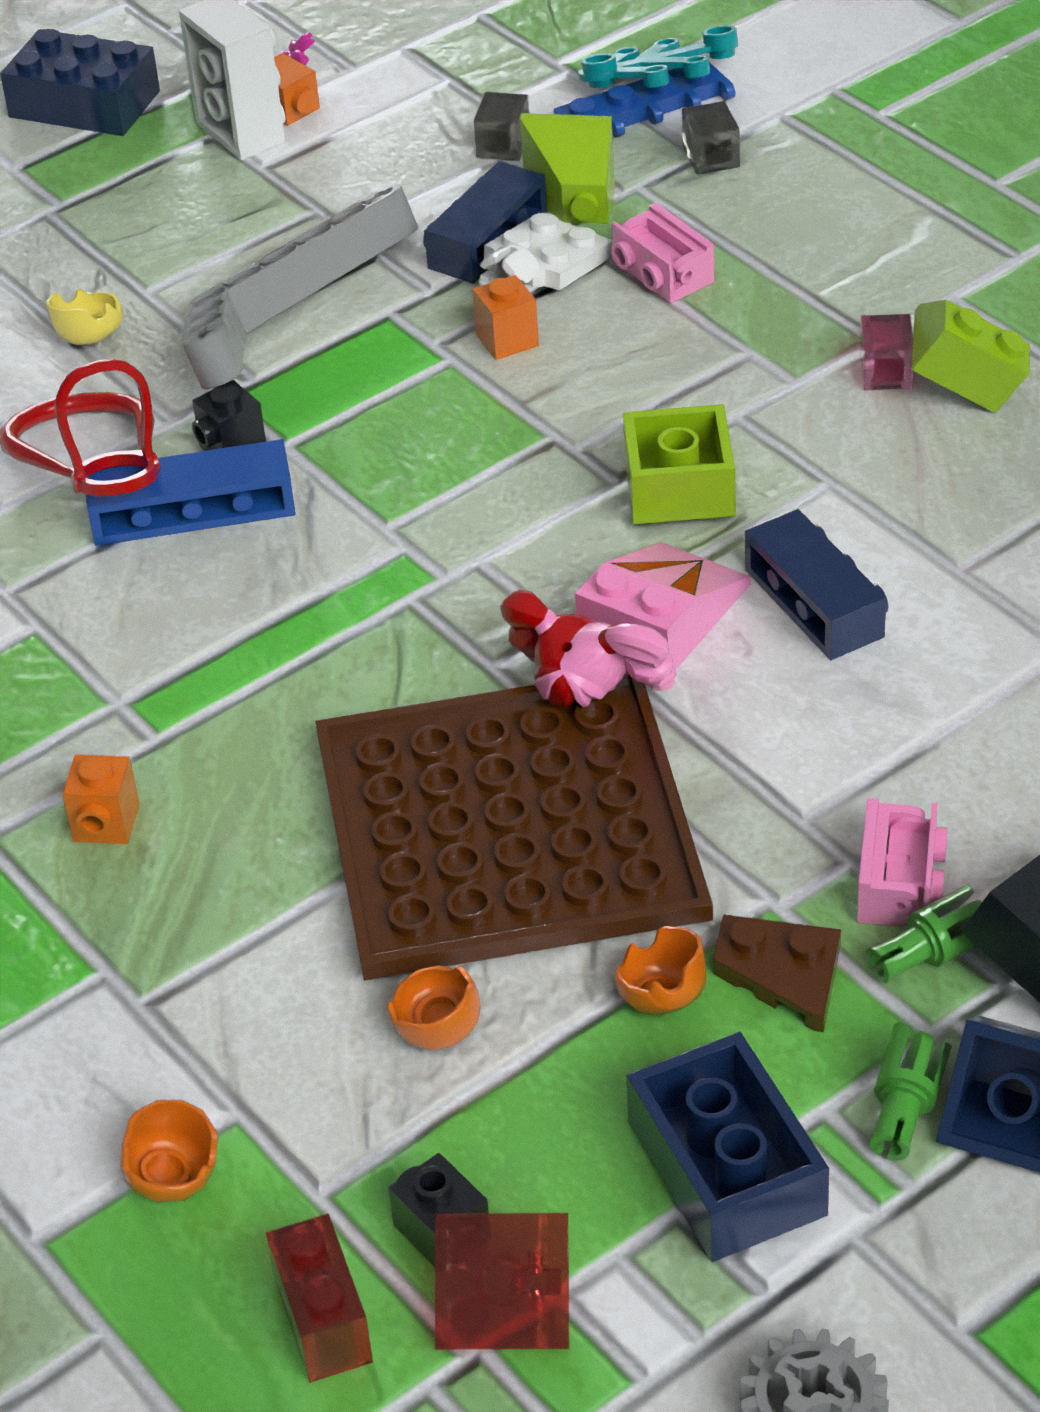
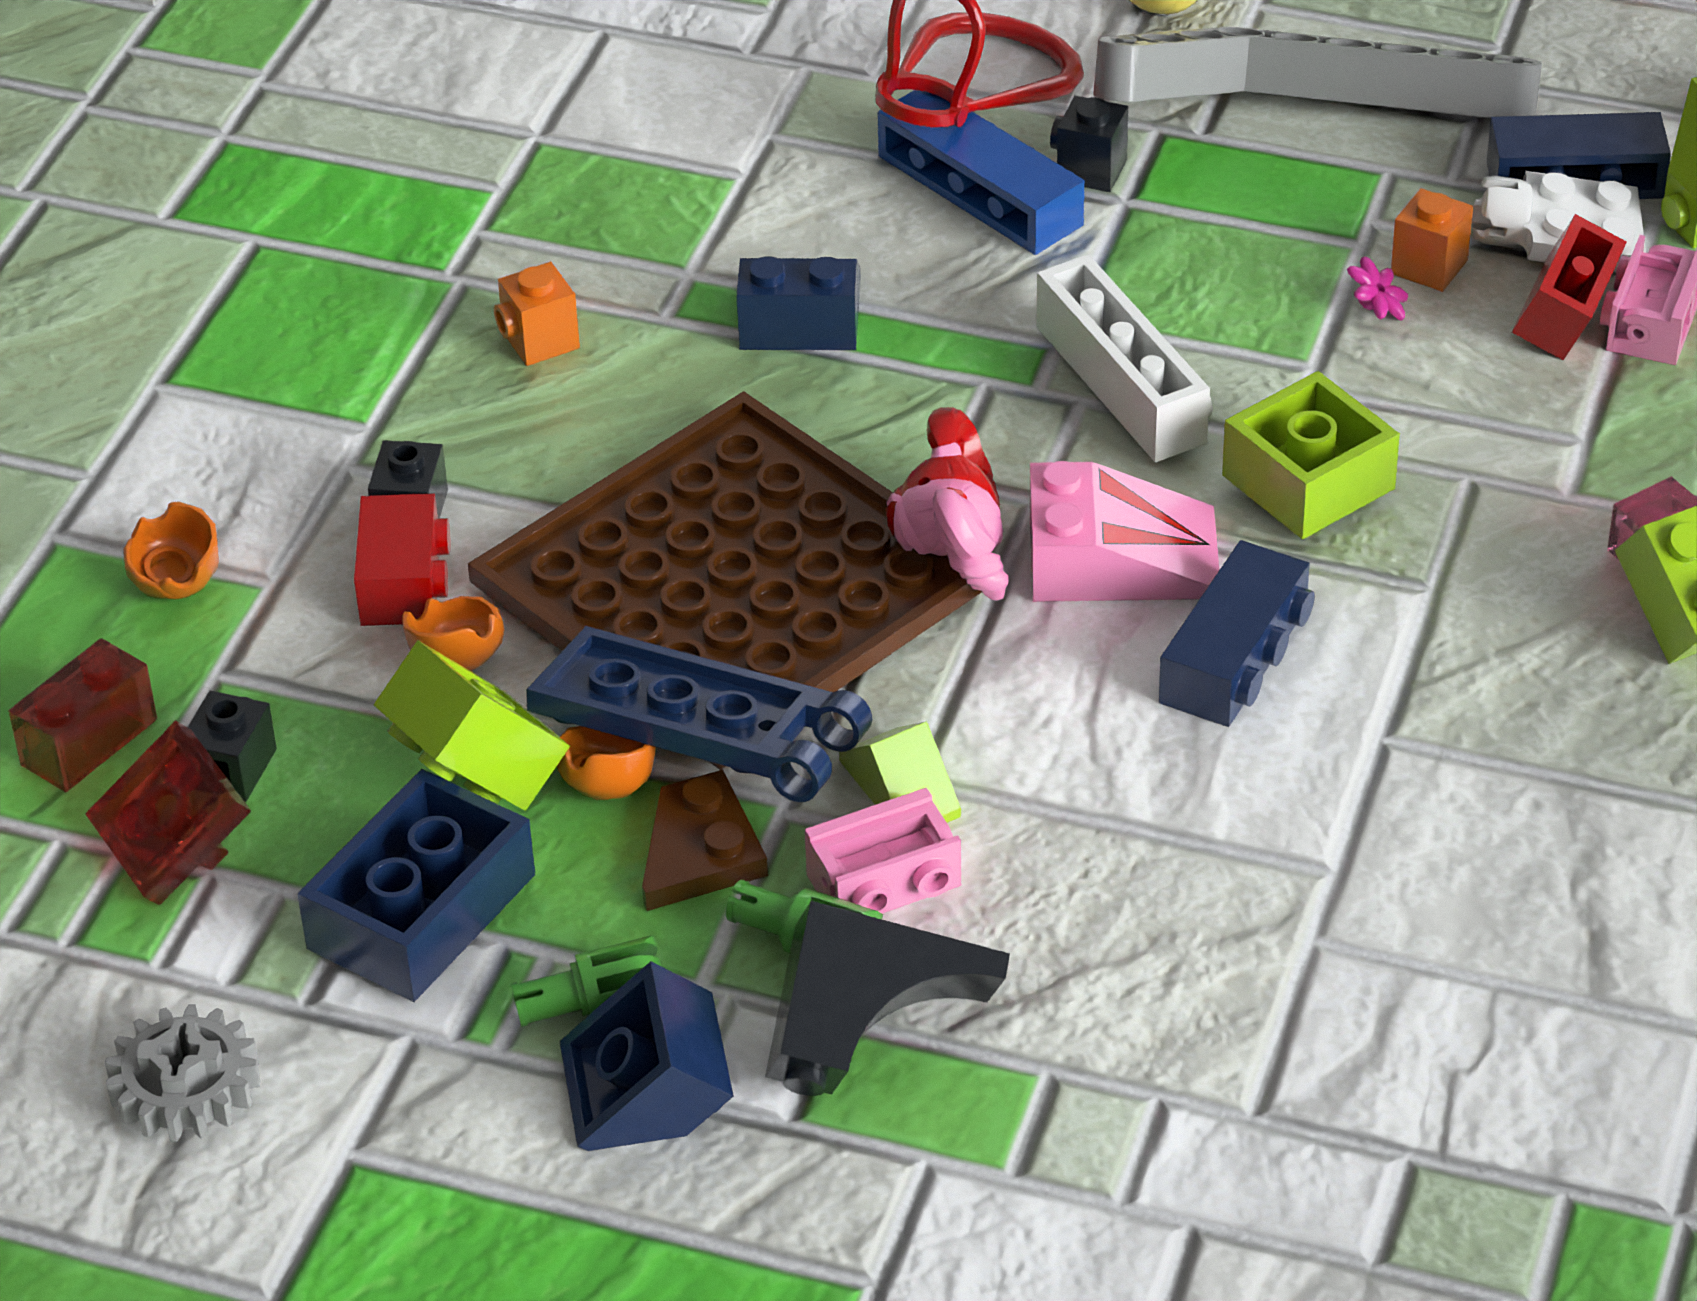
camera: 55 degrees right, 0 degrees up
(230, 967) = (410, 469): none -> black brick
(236, 649) = (798, 303): none -> dark blue slope
(310, 1008) = (399, 557): none -> red brick
(486, 507) = (1123, 358): none -> white brick
(522, 368) = (1376, 289): none -> dark pink plant
(596, 1025) = (469, 728): none -> lime brick
(625, 278) = (1569, 287): none -> red brick
(675, 888) = (699, 708): none -> dark blue hinge
(806, 817) = (900, 764): none -> slope

